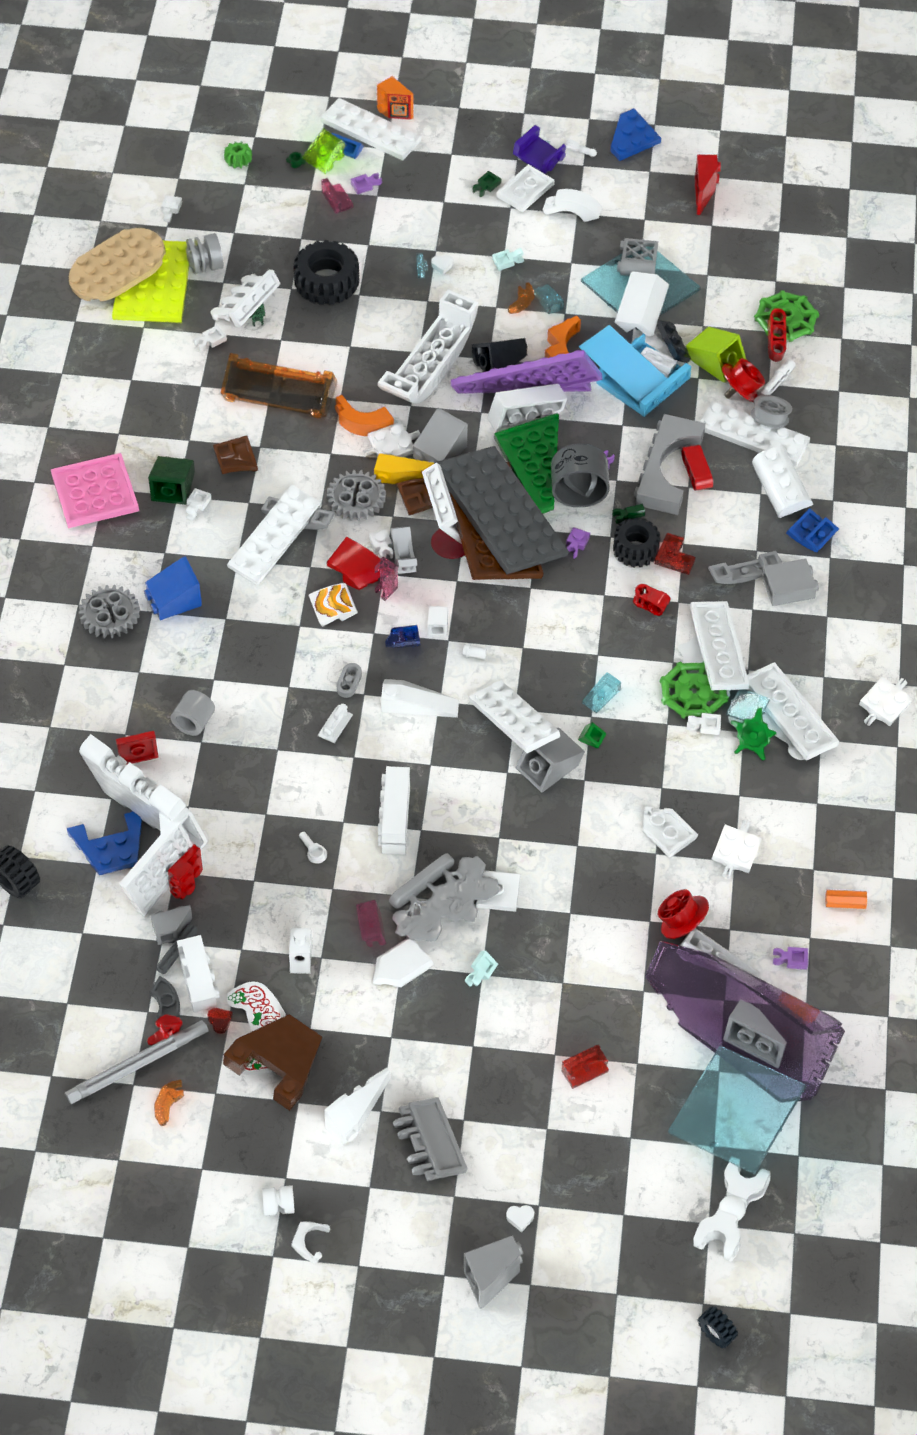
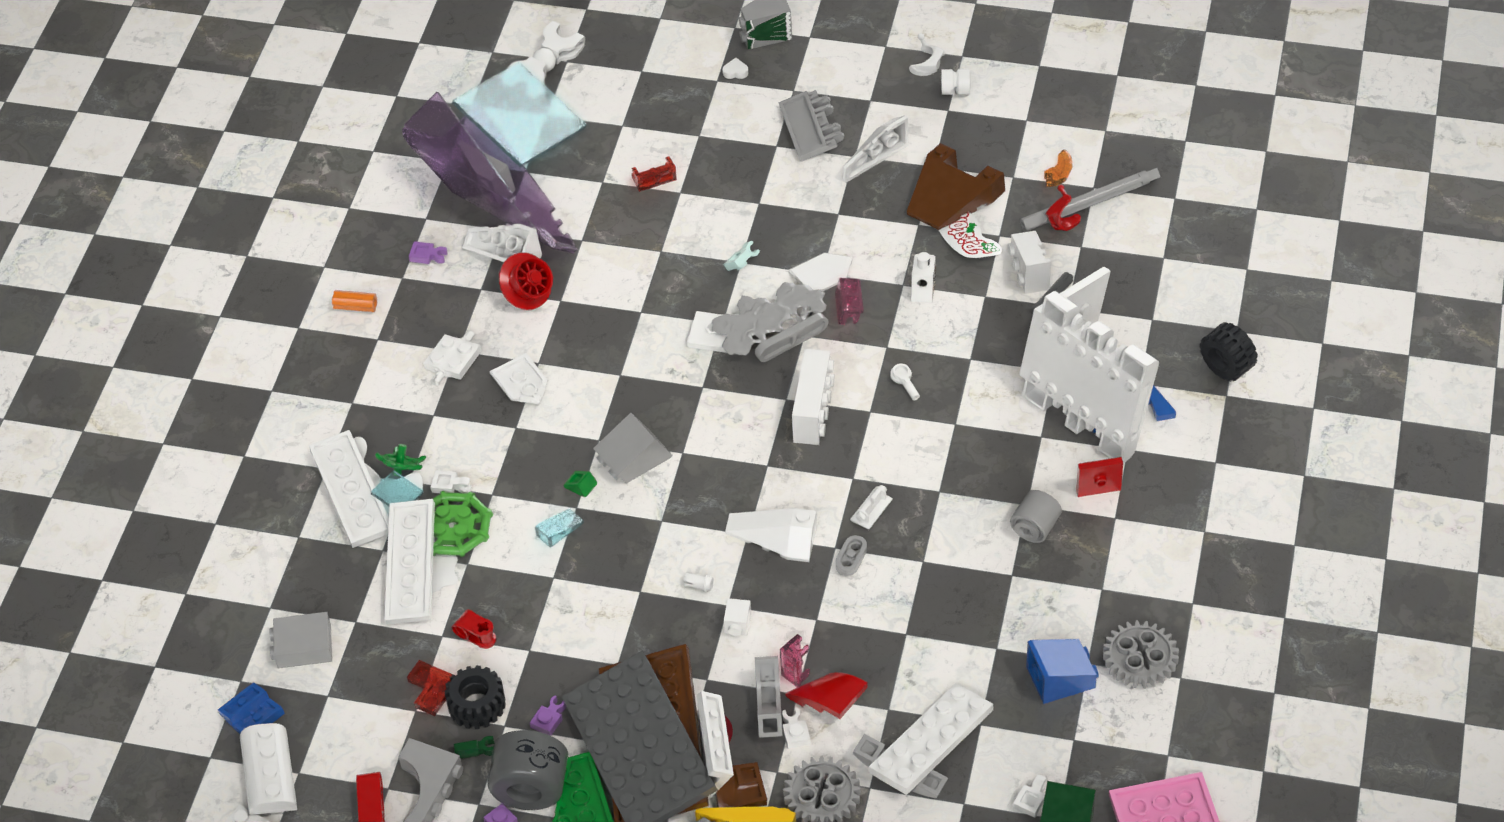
camera: 170 degrees left, 5 degrees down
(166, 997) = (1061, 252): dark grey tile -> none
(220, 1019) = (1005, 230): clear red tile -> none
(333, 603) = (863, 650): slope -> none
(403, 637) = (781, 599): clear blue slope -> none
(514, 716) = (666, 480): white plate -> none
(743, 571) = (350, 664): light grey slope -> none
(885, 701) = (239, 499): white plate -> none

